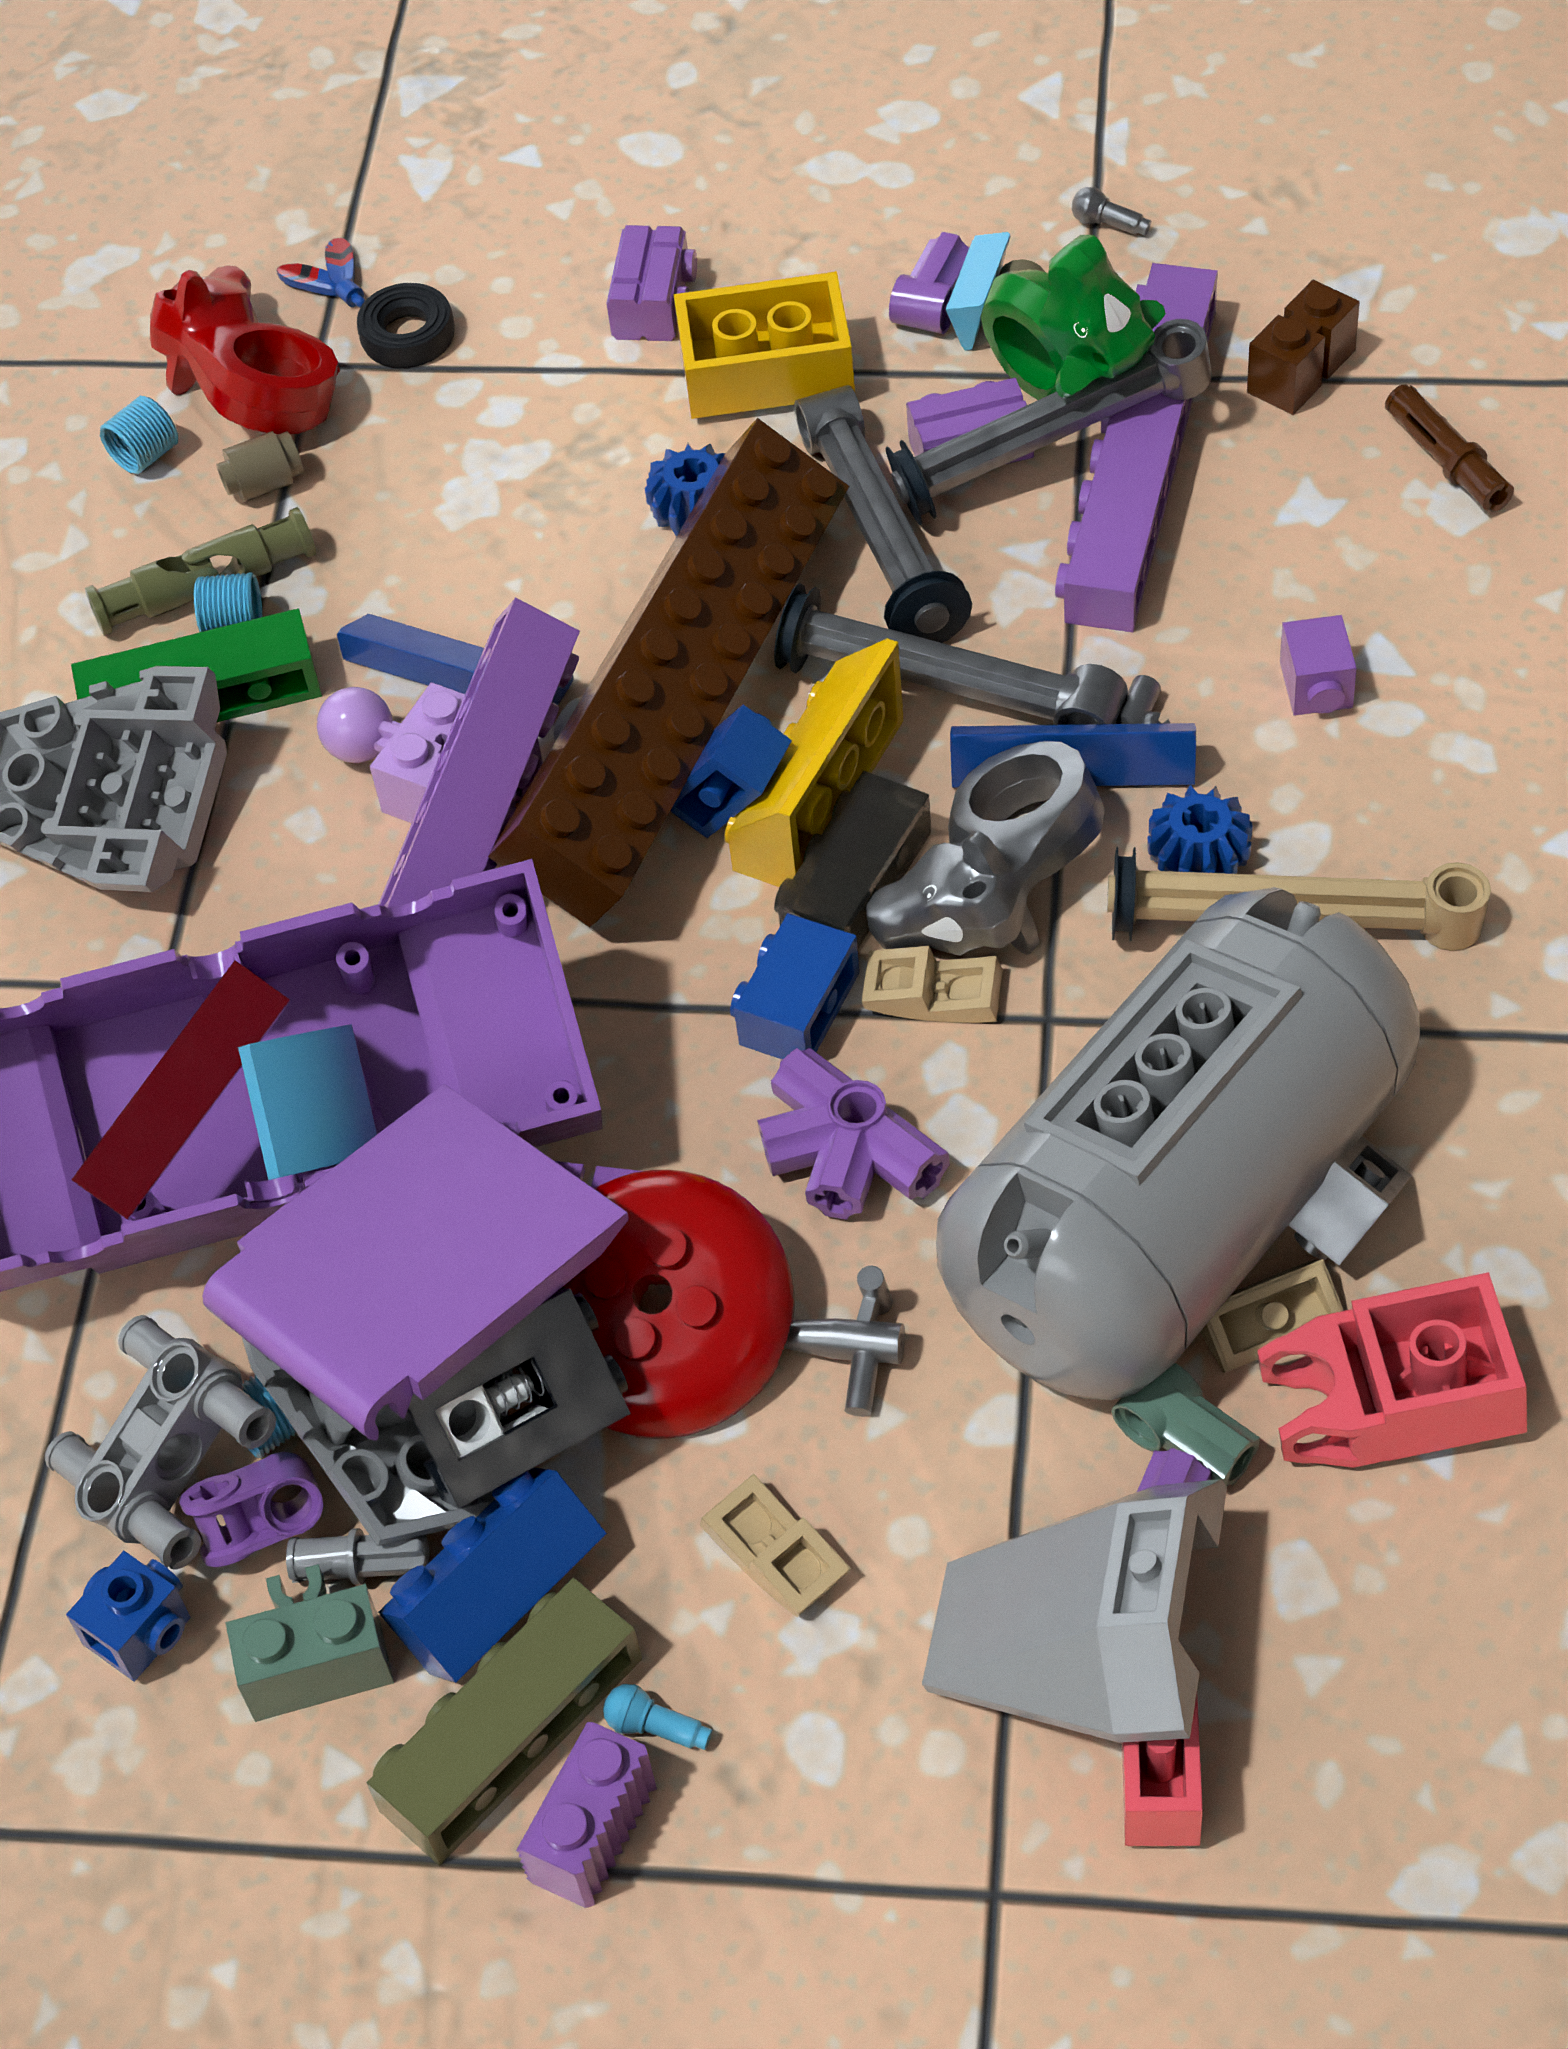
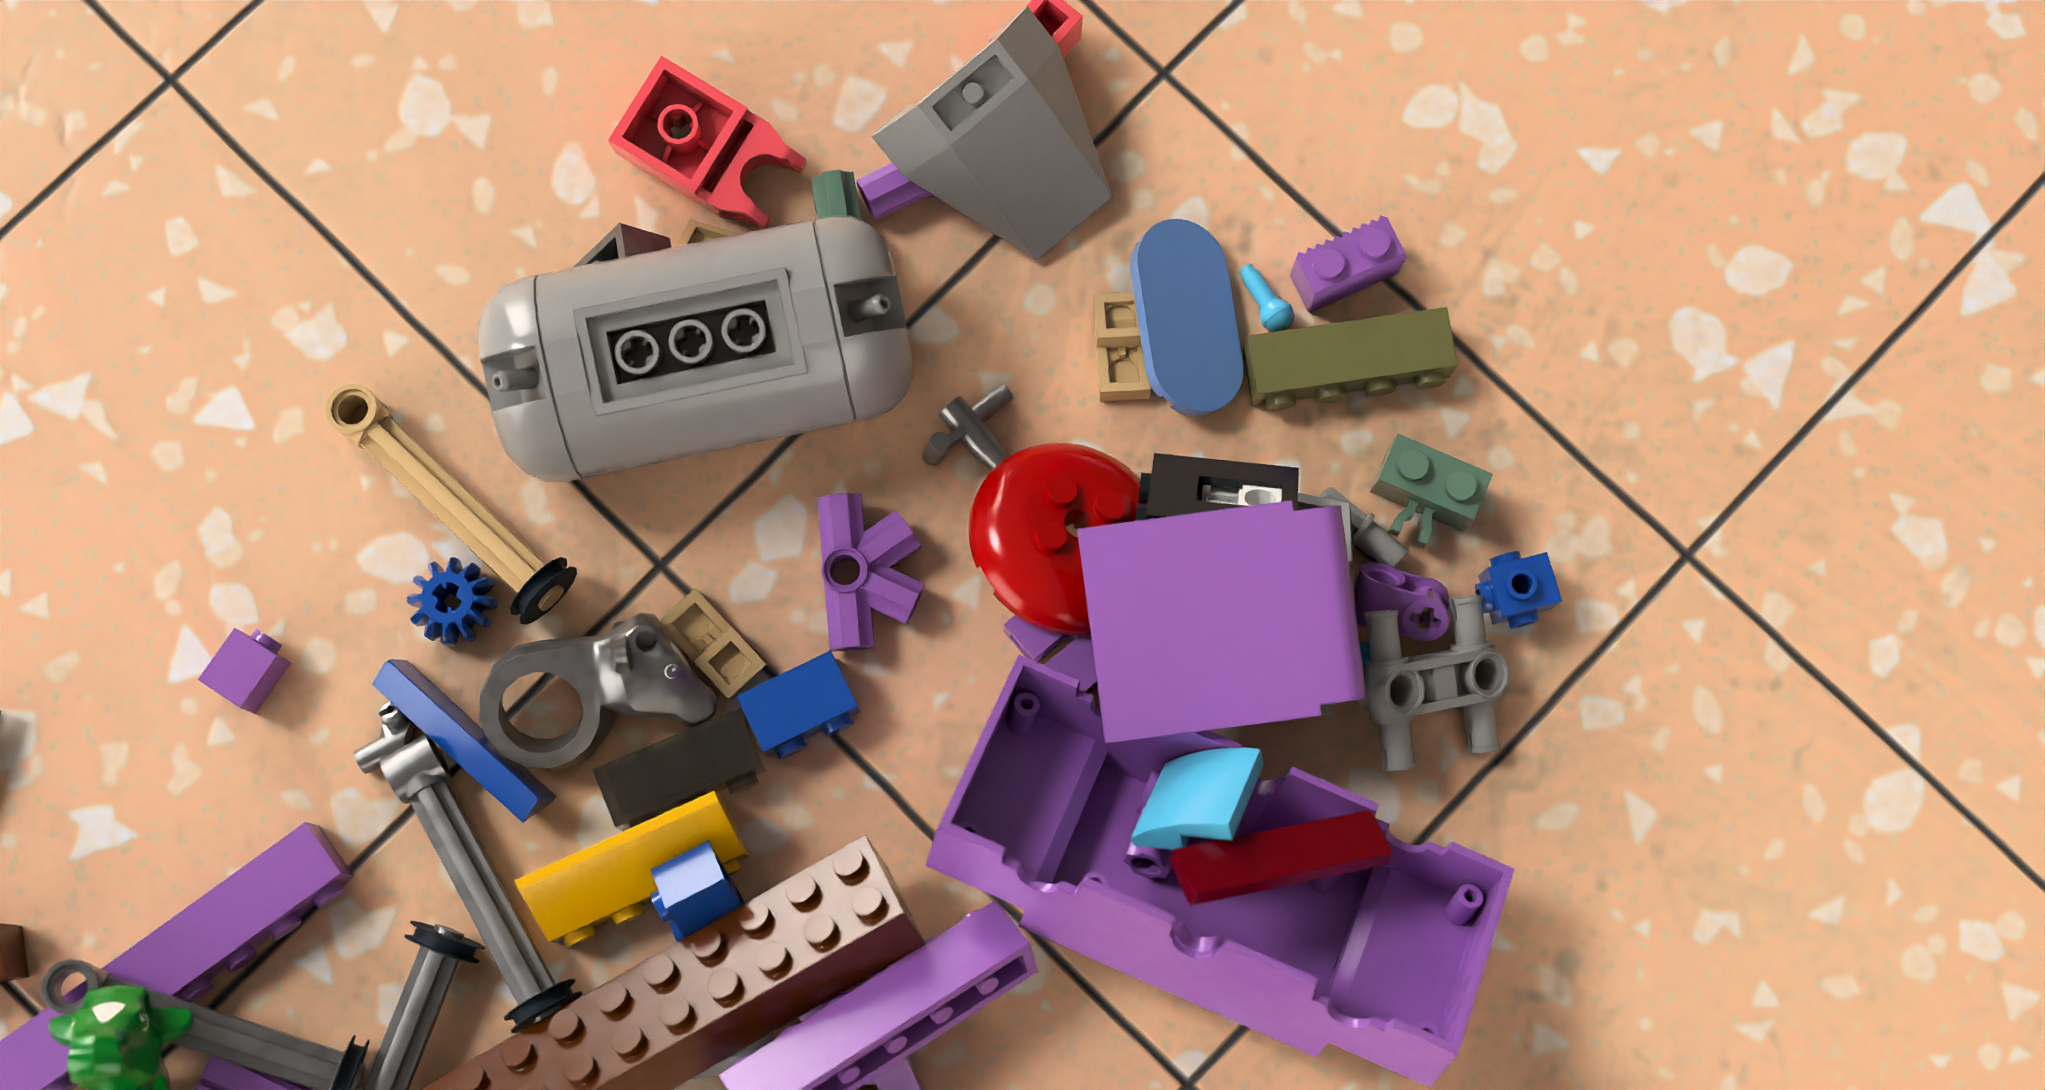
camera: 150 degrees left, 25 degrees up
(490, 1572) = (1314, 436): blue brick -> none
(726, 1618) = (1186, 317): none -> medium blue tile

